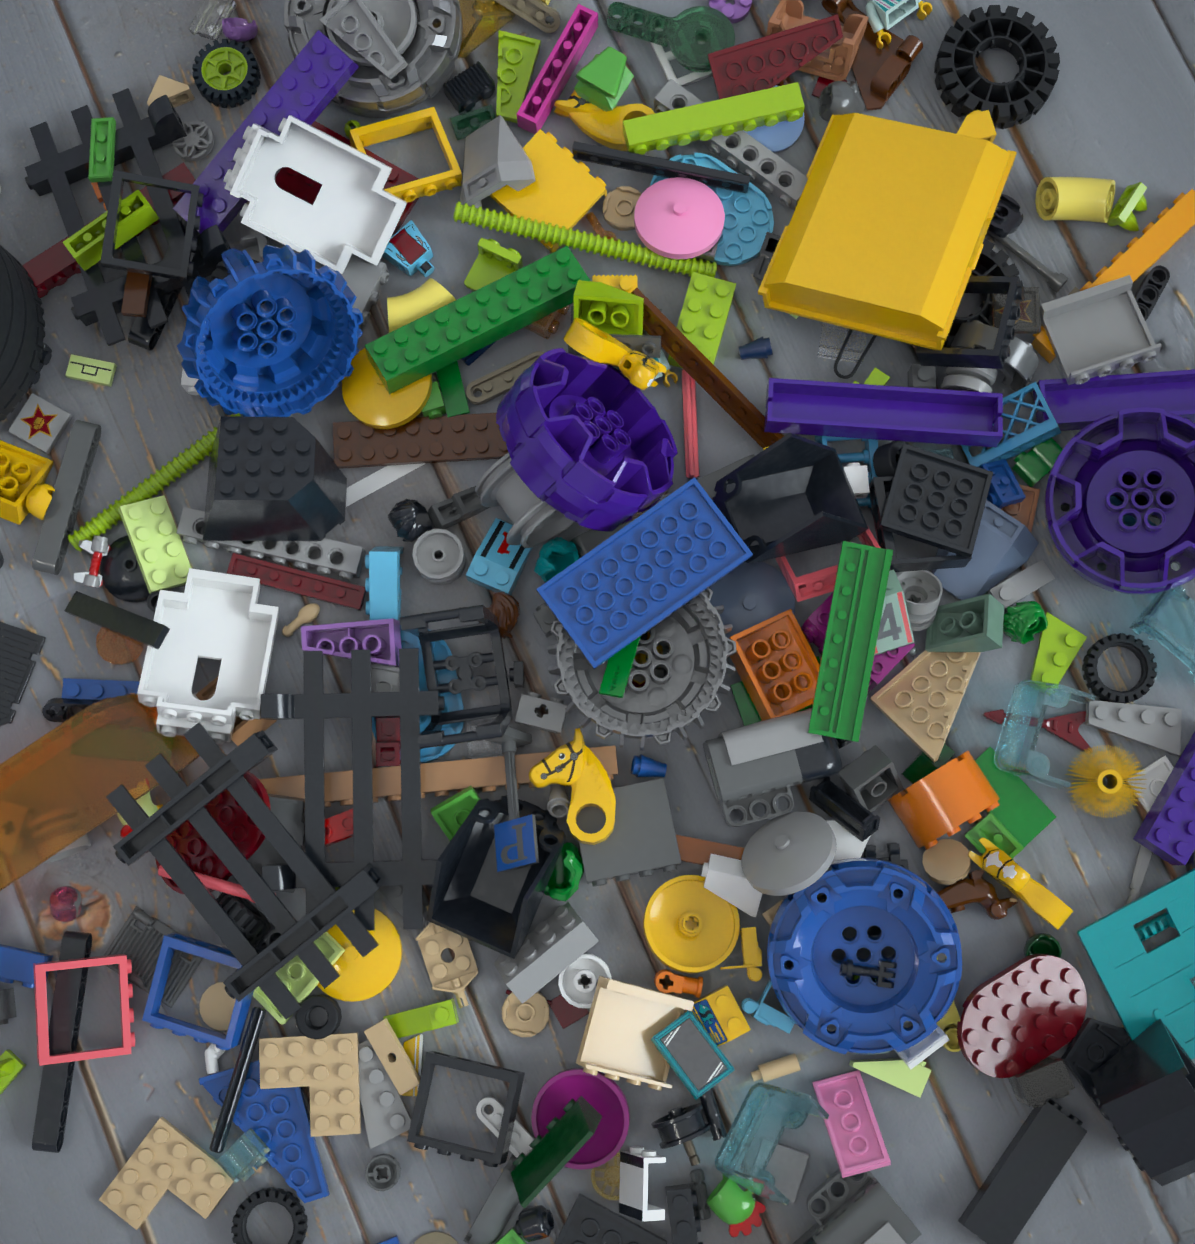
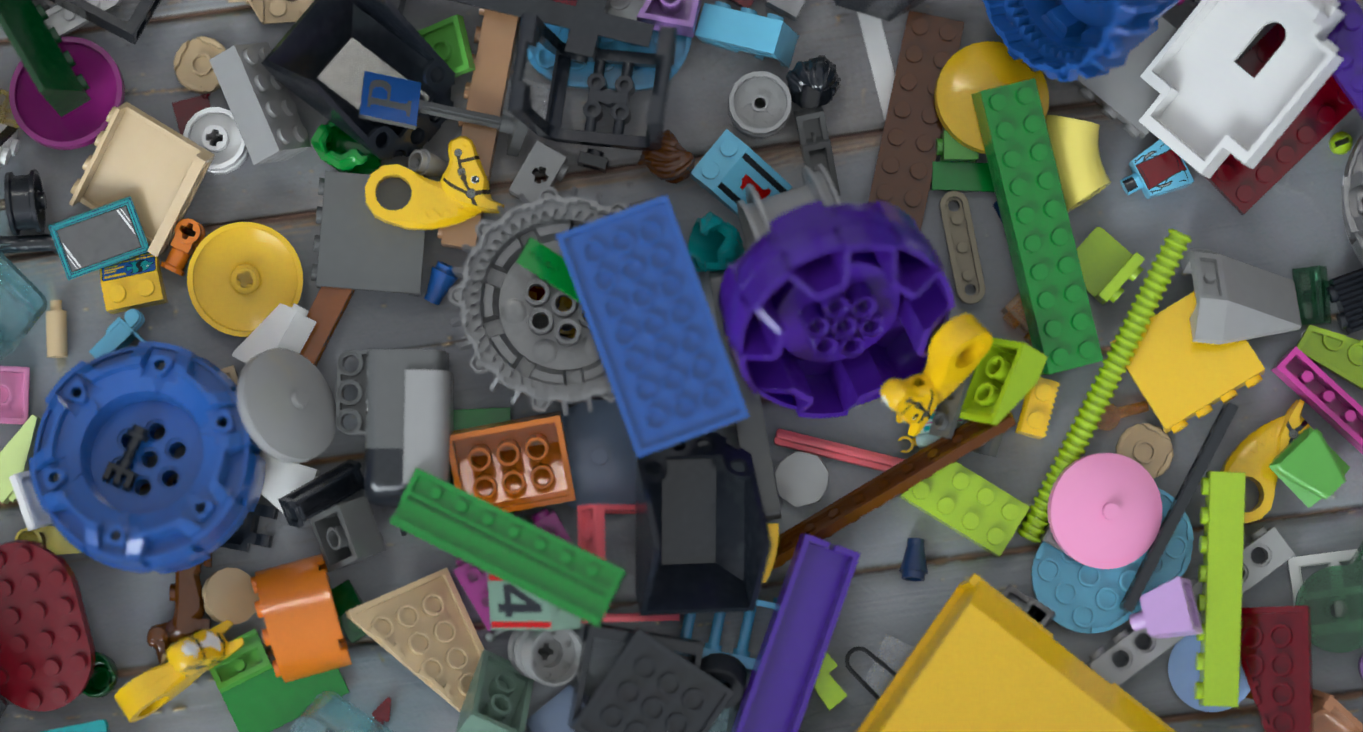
camera: 100 degrees right, 5 degrees up
(402, 126) = (1323, 202): yellow window -> none
(719, 446) = (801, 478): none -> light grey hat
(742, 149) = (1168, 611): none -> lavender torso
(751, 954) = (191, 337): yellow piece -> none
(858, 479) = (711, 626): white brick -> none

